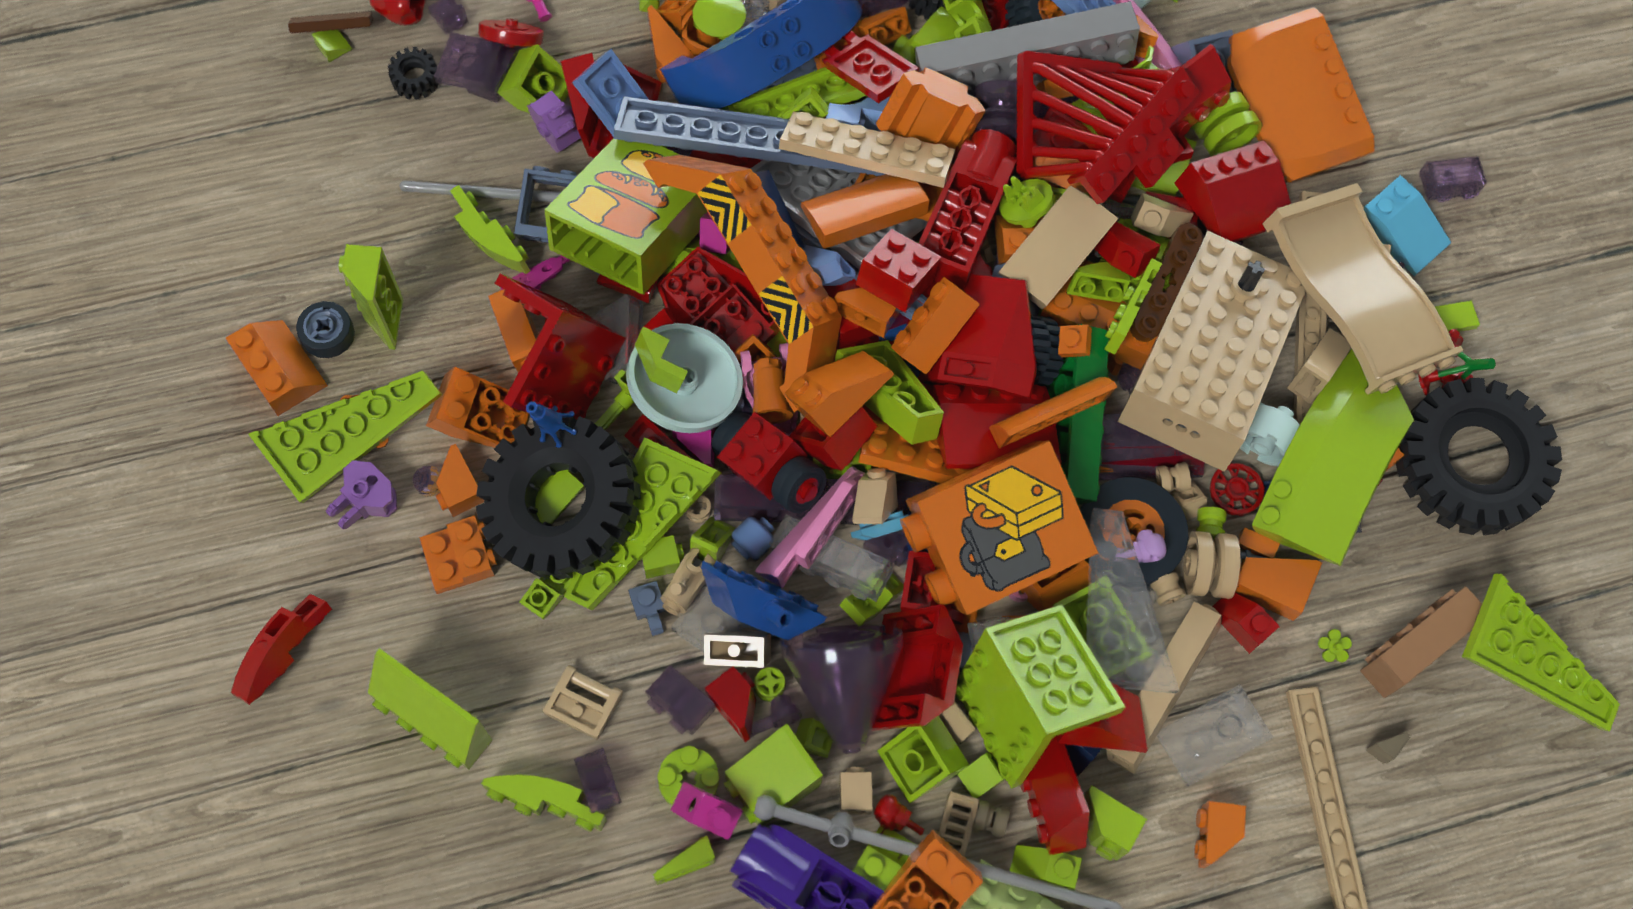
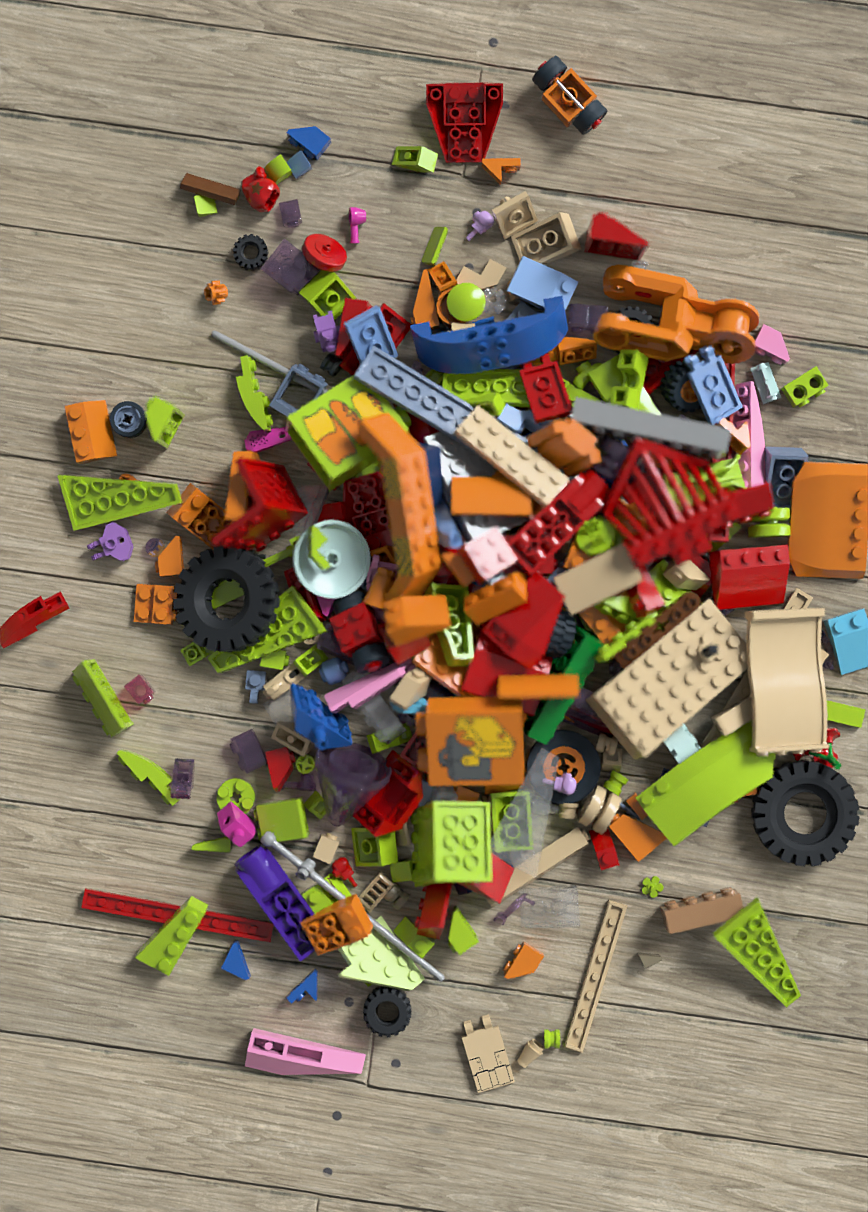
camera: 30 degrees right, 20 degrees up
(386, 132) = (216, 292): none -> orange gear
(473, 672) = (132, 686): none -> clear pink brick
(549, 421) = (236, 559): blue piece -> none
(576, 159) = (331, 365): none -> pearl dark grey wheel
(577, 710) = (189, 731): tan plate -> none
(1075, 340) = (576, 646): orange plate -> none
(1164, 758) = (513, 907): none -> piece
(1237, 489) = (646, 766): red wheel -> none

